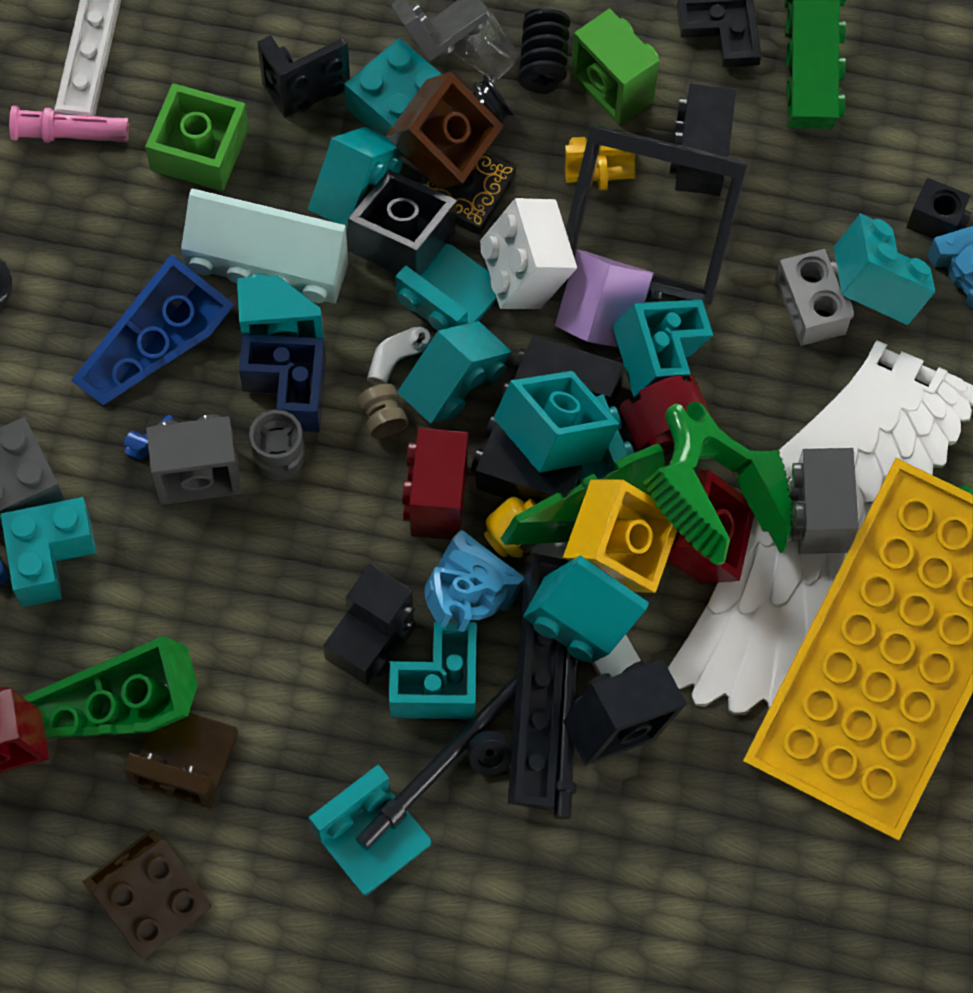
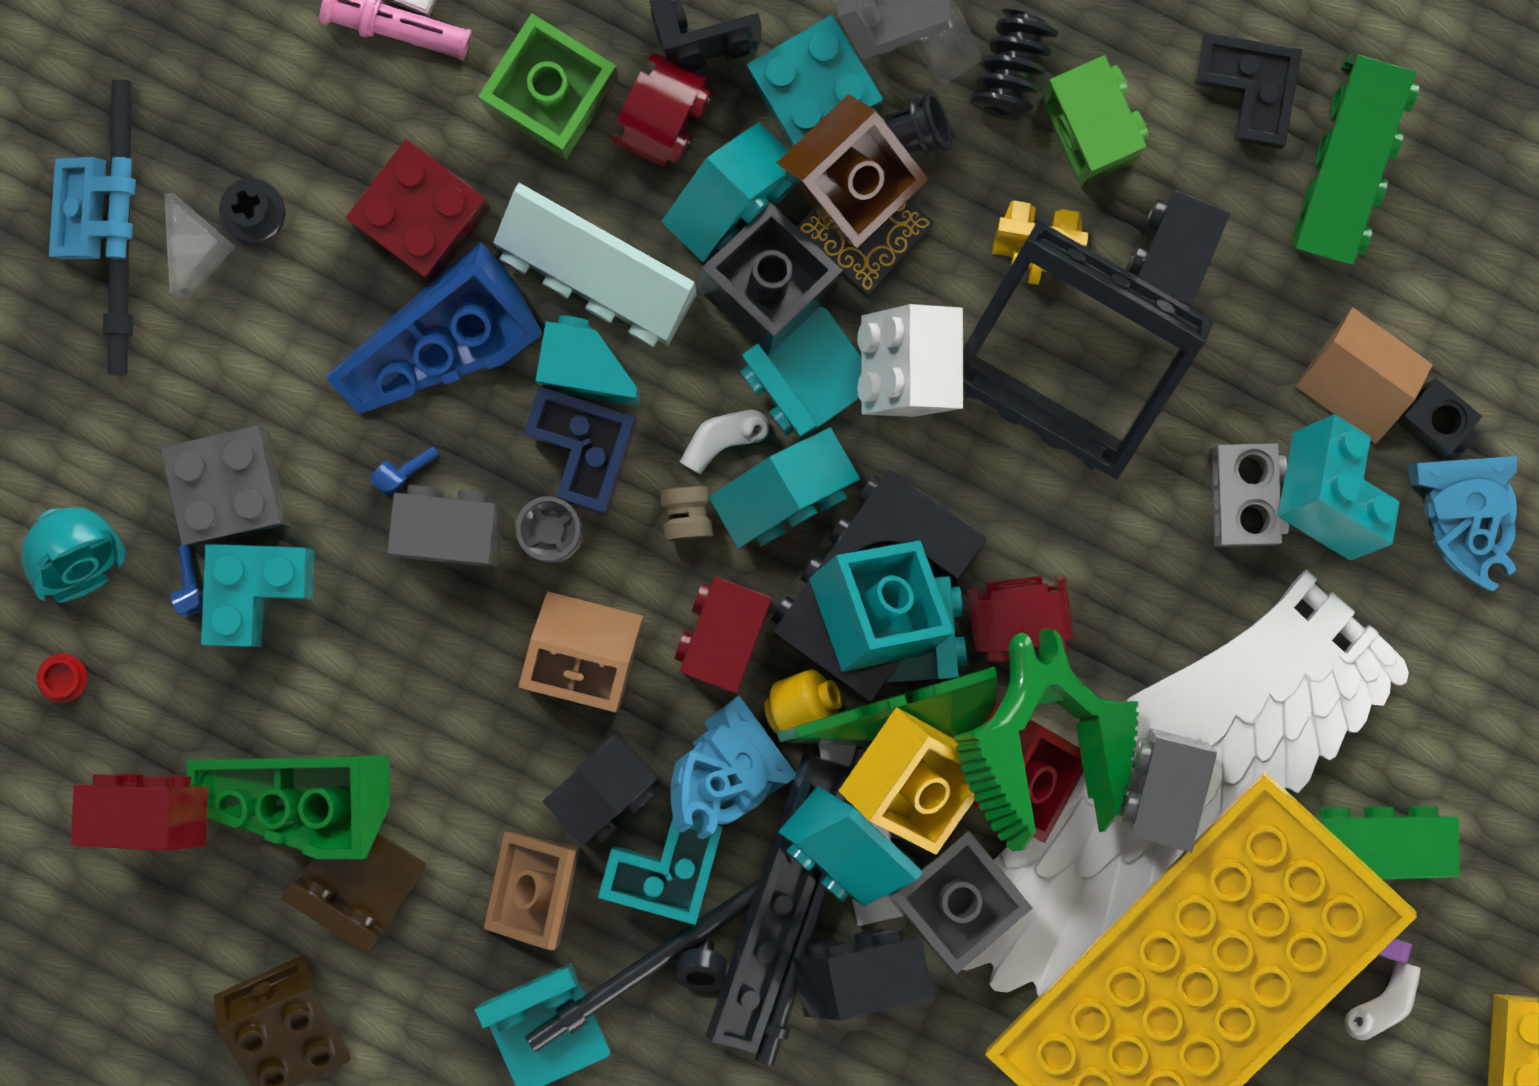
camera: 15 degrees right, 20 degrees up
(117, 246) = (418, 211): none -> dark red brick
(288, 132) = (661, 112): none -> dark red brick
(325, 534) = (581, 652): none -> medium nougat slope
(332, 724) = (531, 889): none -> medium nougat slope
(599, 296) = (988, 442): lavender slope -> none
(658, 338) = (1028, 523): teal brick -> none
(685, 631) = (960, 900): none -> dark grey brick
(873, 193) = (1364, 376): none -> medium nougat slope

